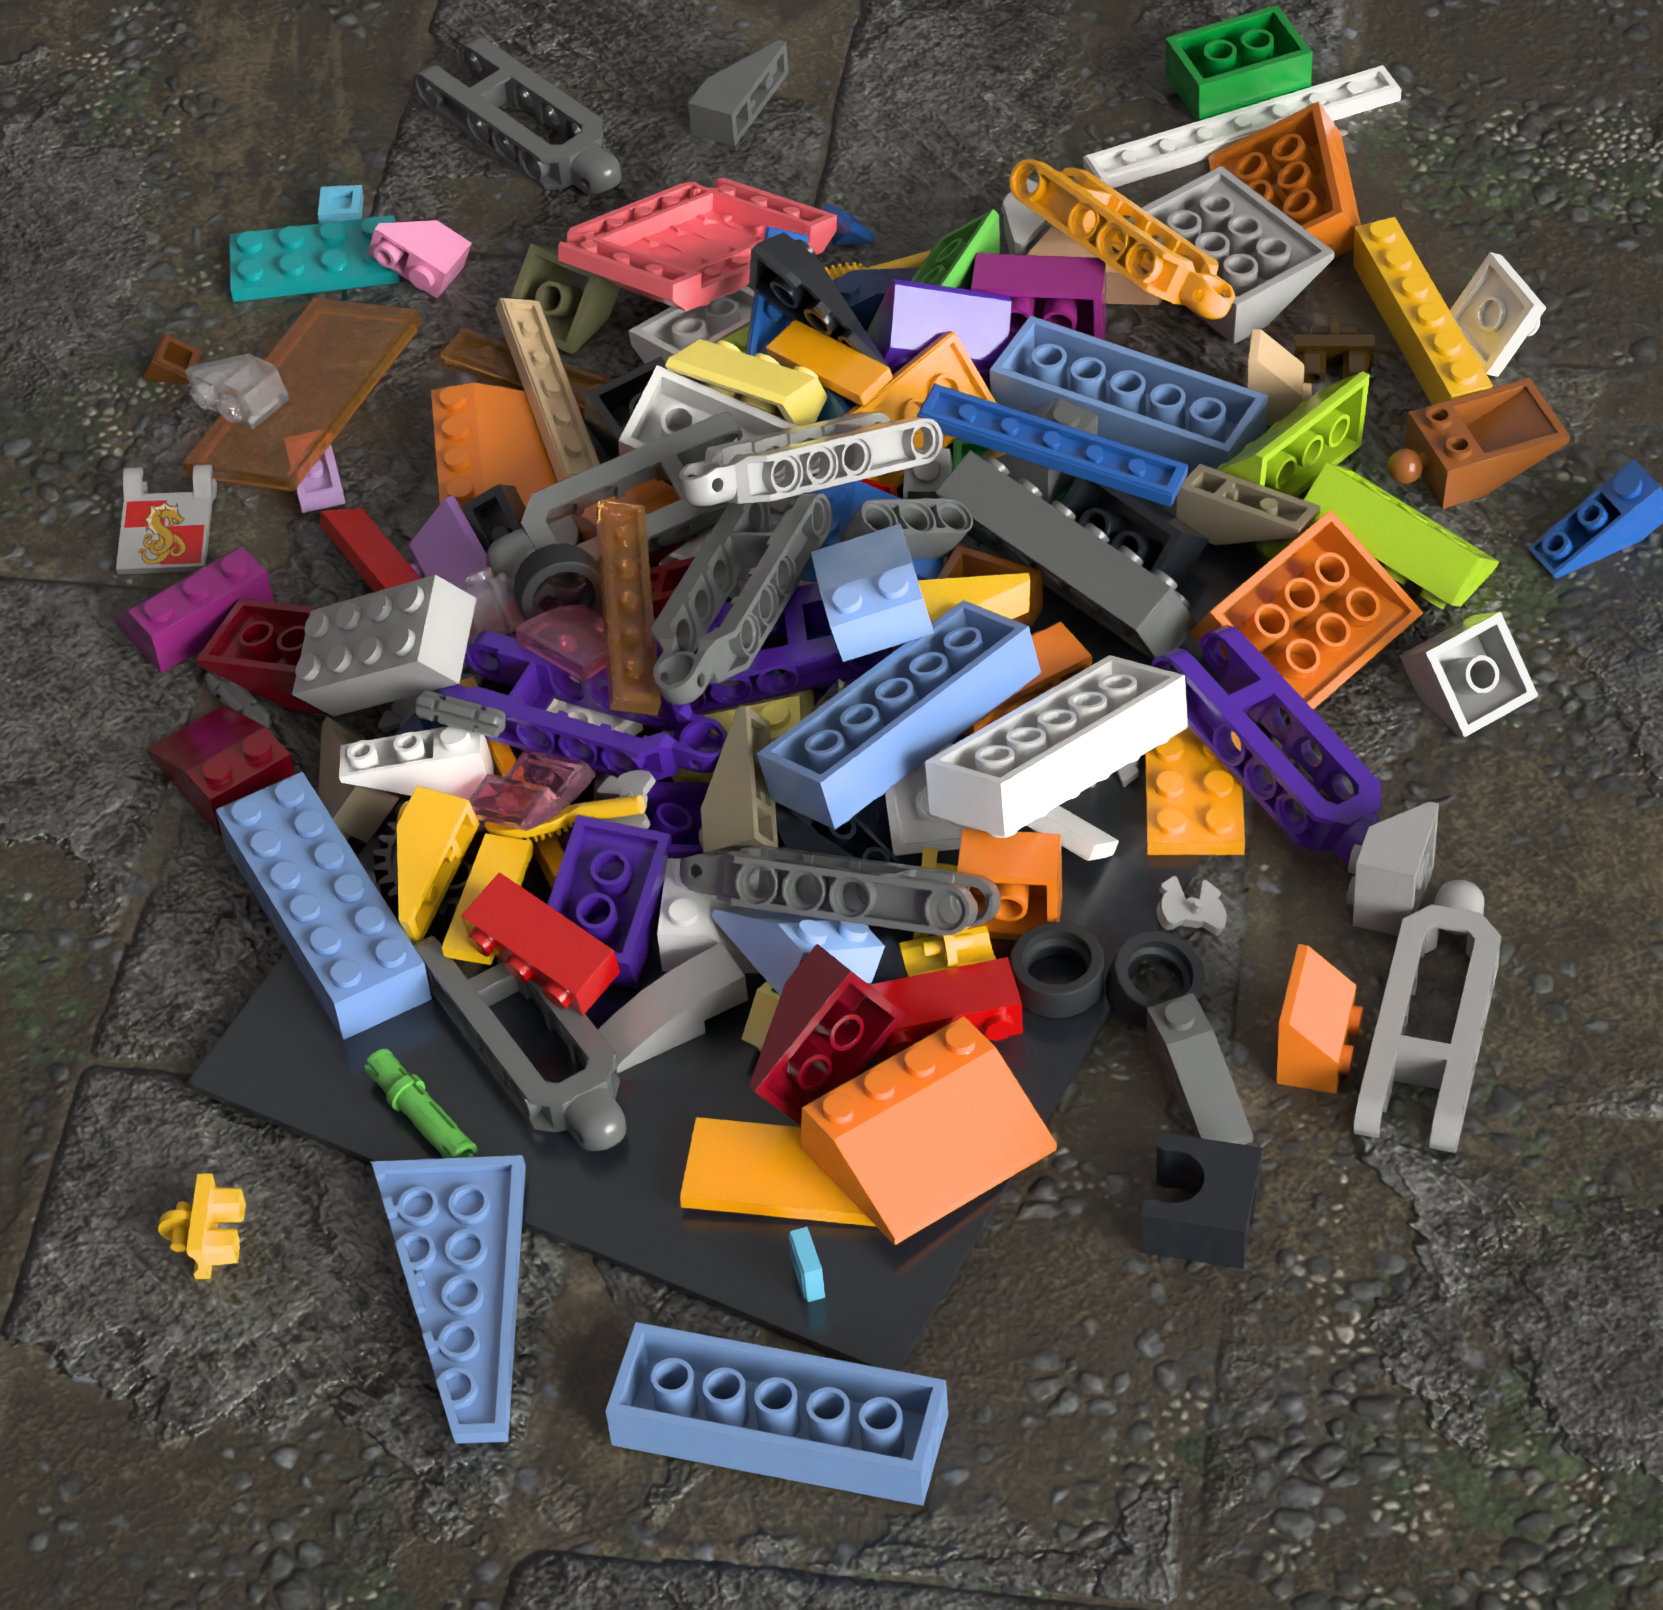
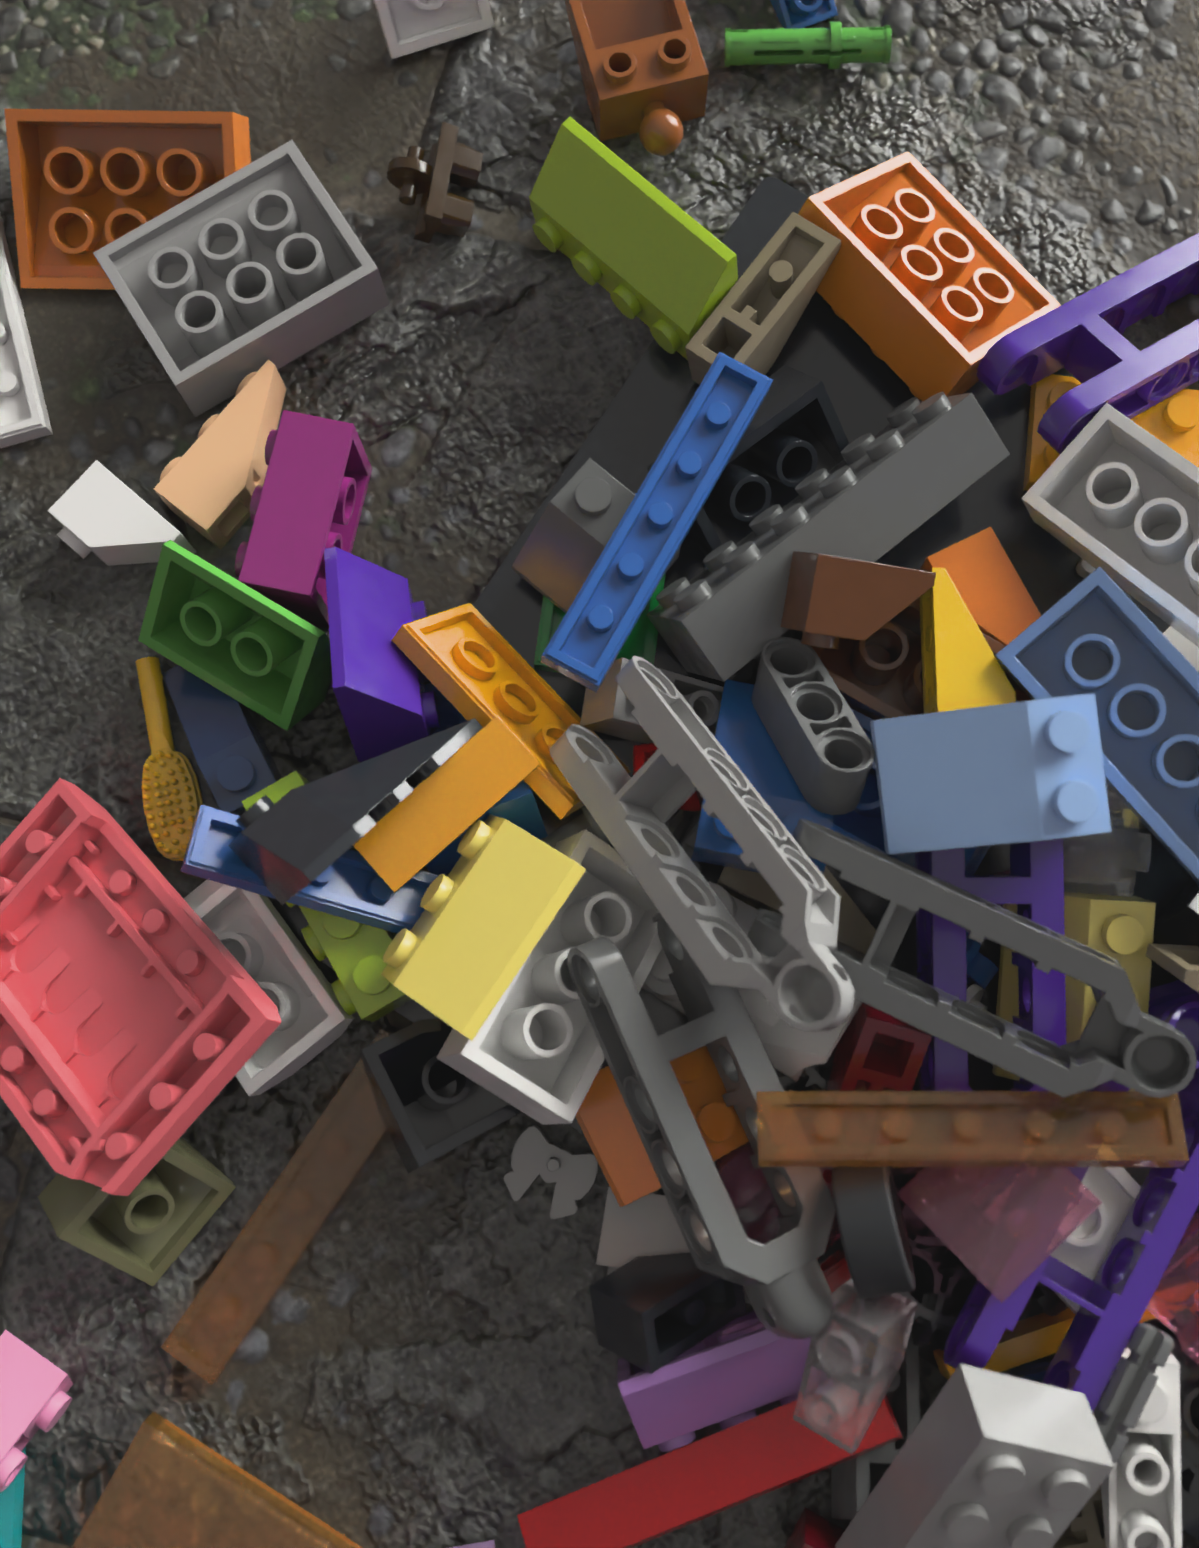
camera: 85 degrees left, 30 degrees up
(487, 440) = (466, 1297): orange slope -> none
(547, 387) = (344, 1222): tan tile -> none
(848, 228) = (66, 762): blue slope -> none
(1002, 530) = (846, 597): none -> reddish brown slope
(1098, 220) = (169, 426): light orange piece -> none
(1133, 394) = (501, 434): medium blue brick -> none
(1276, 374) = (499, 259): tan slope -> none
(1402, 537) = (792, 149): lime slope -> none
(1416, 313) = (409, 74): yellow brick -> none
(1470, 673) = (1000, 120): light grey slope -> none
(1514, 564) = (808, 45): none -> bright green pin

